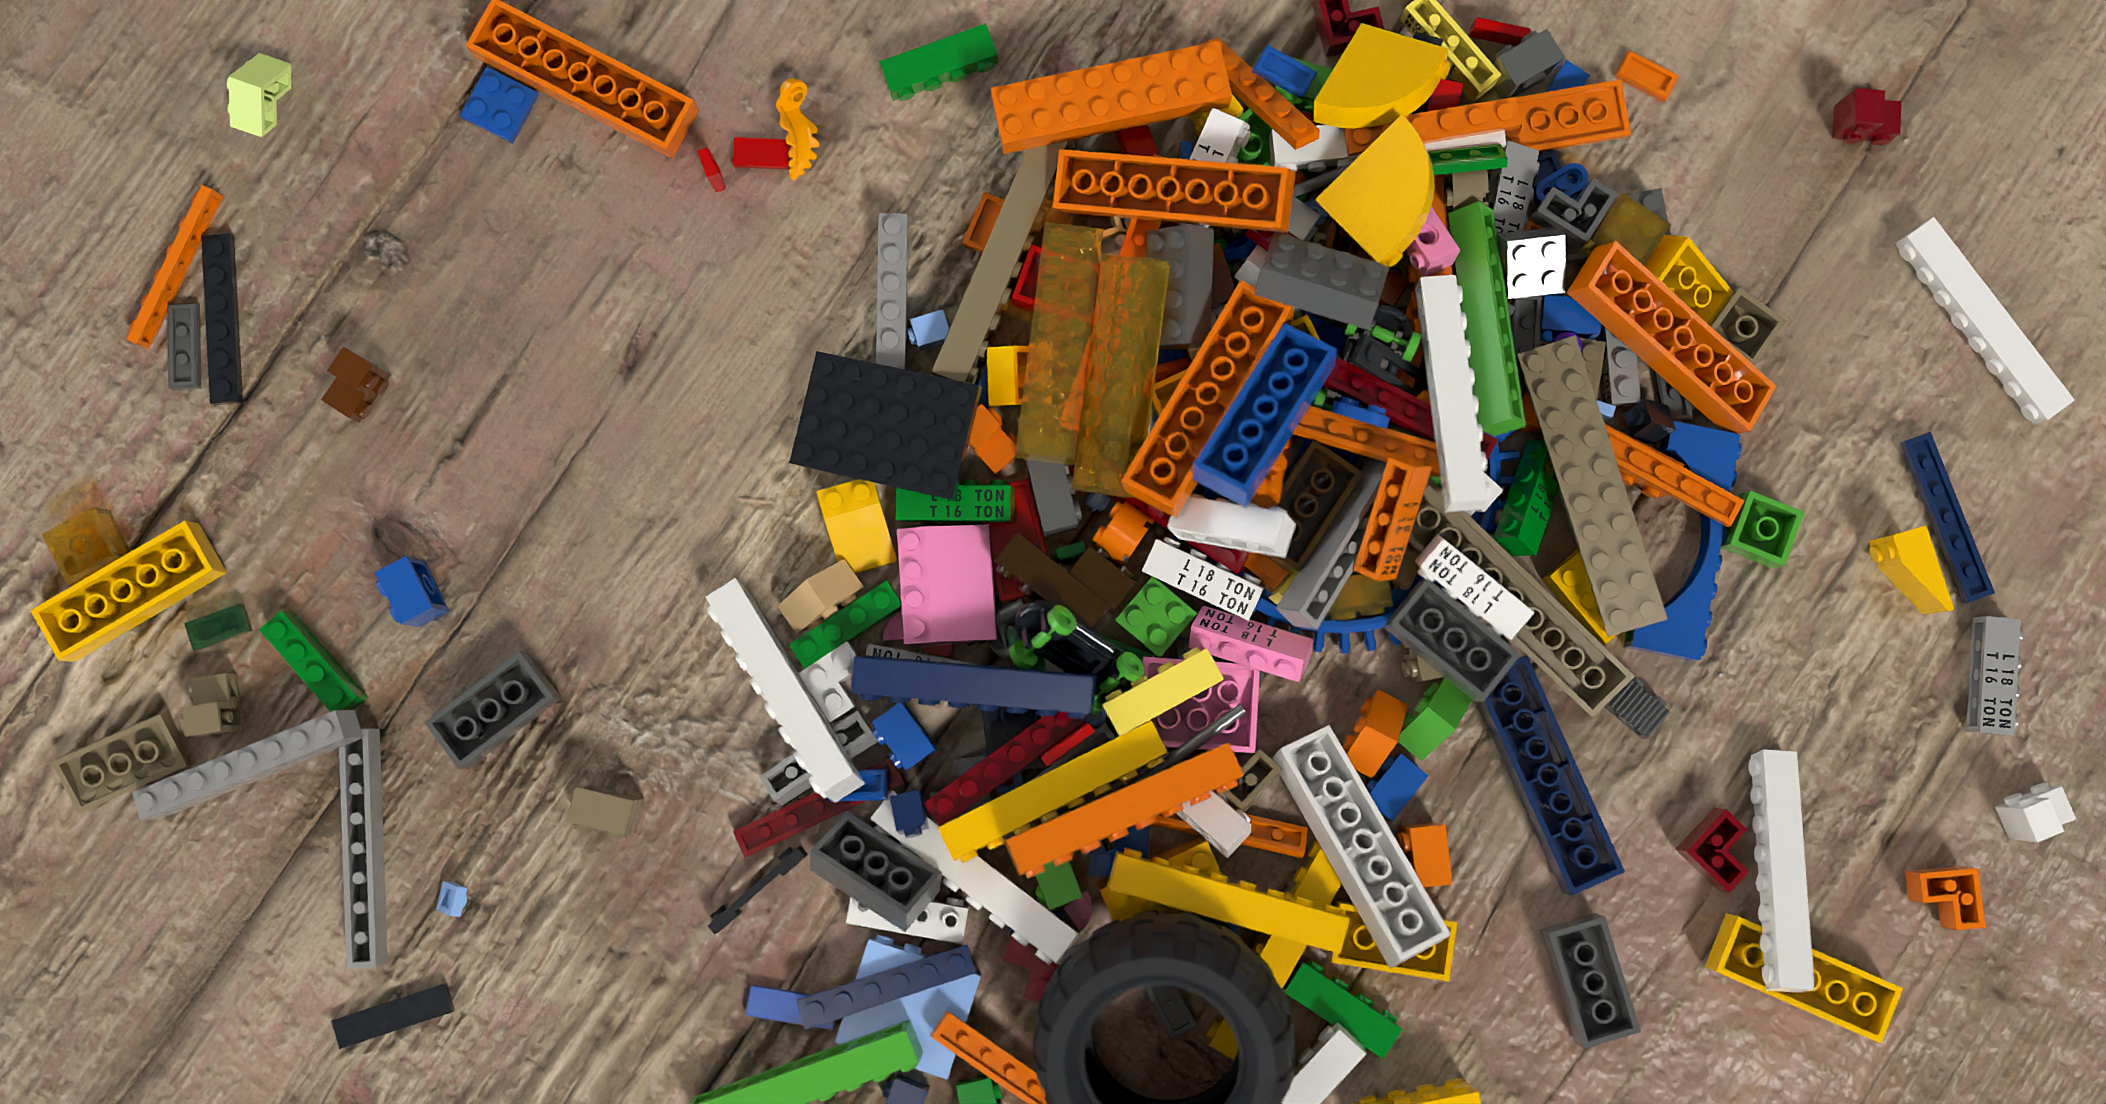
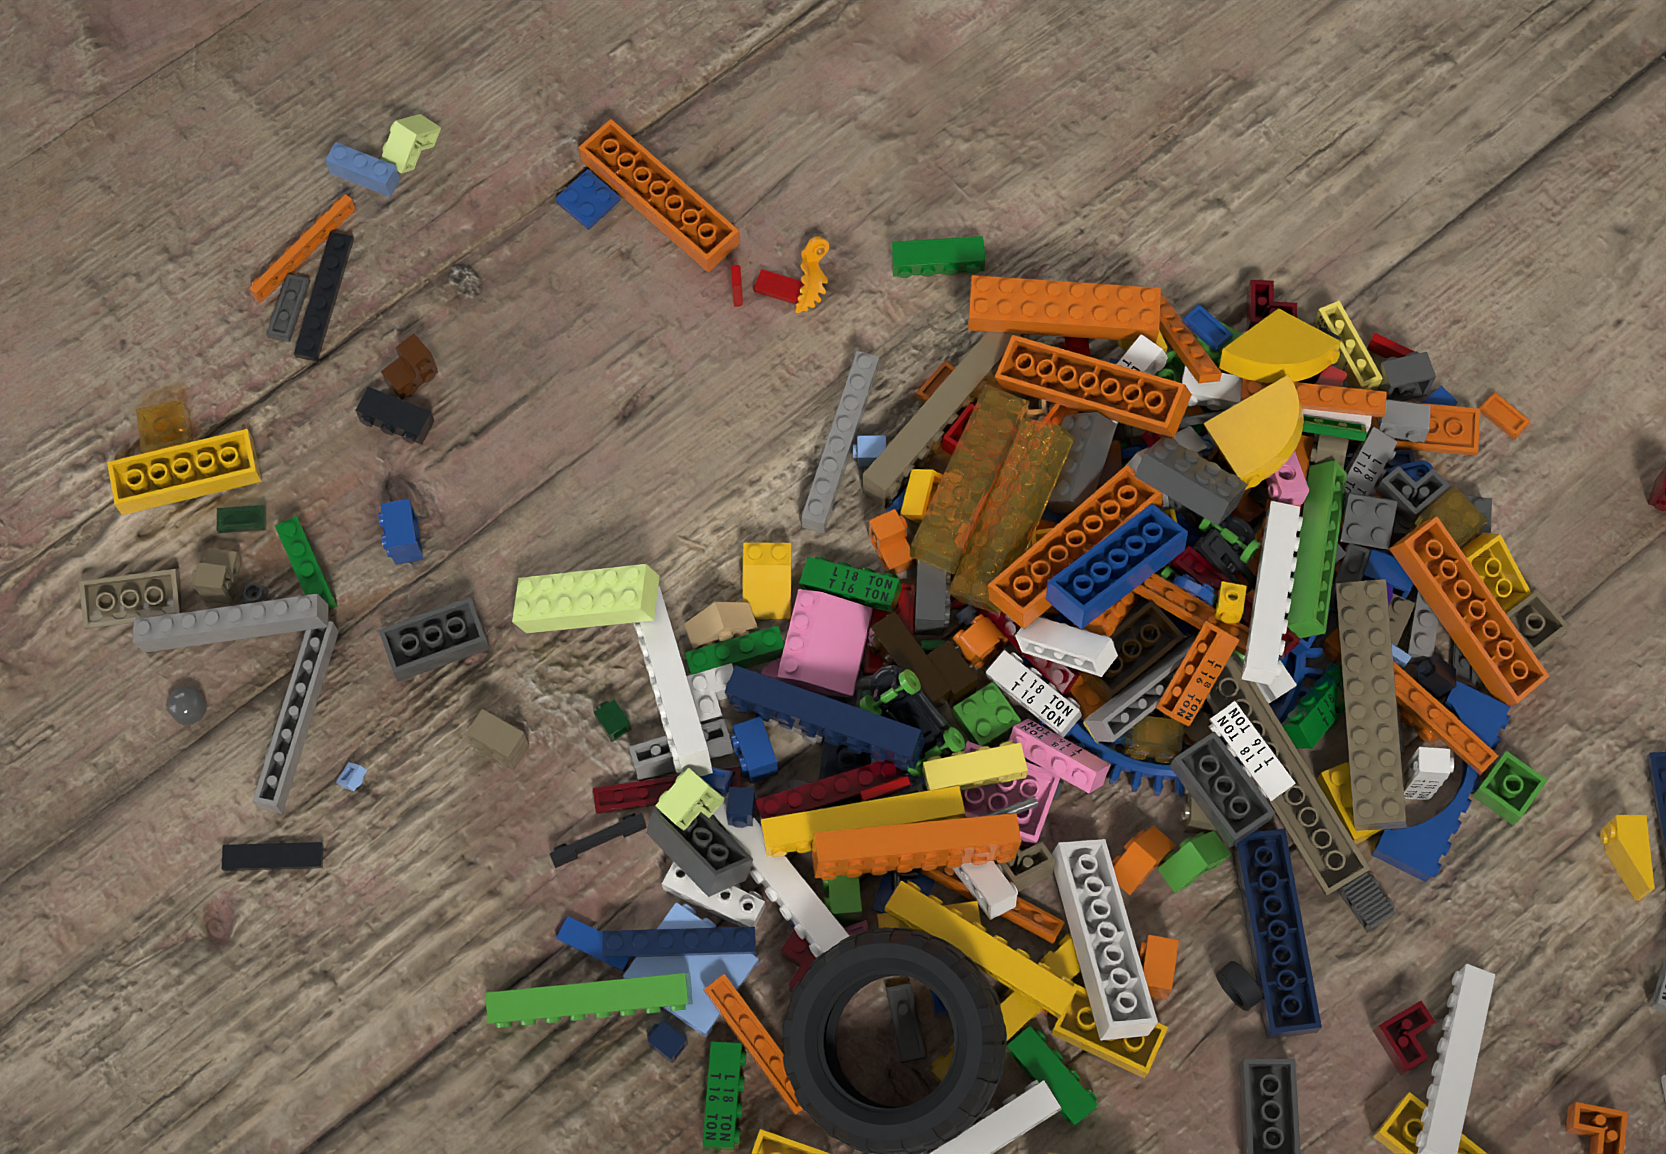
camera: 20 degrees right, 15 degrees down
(213, 144) = (362, 169): none -> medium blue brick
(232, 869) = (186, 705): none -> dark grey hair
(257, 717) = (251, 588): none -> dark grey plate
(356, 448) = (394, 416): none -> black brick
(655, 617) = (586, 598): none -> yellowish green brick
(729, 743) = (612, 719): none -> dark green brick
(848, 825) = (689, 798): none -> yellowish green brick
(885, 425) = (814, 506): black plate -> none
(1395, 785) = (1148, 907): blue brick -> none
(1408, 421) = (1230, 602): none -> yellow brick
(1521, 848) = (1239, 985): none -> black tyre
(1543, 122) = (1405, 421): none -> light grey brick
(1677, 547) = (1426, 772): none -> white brick

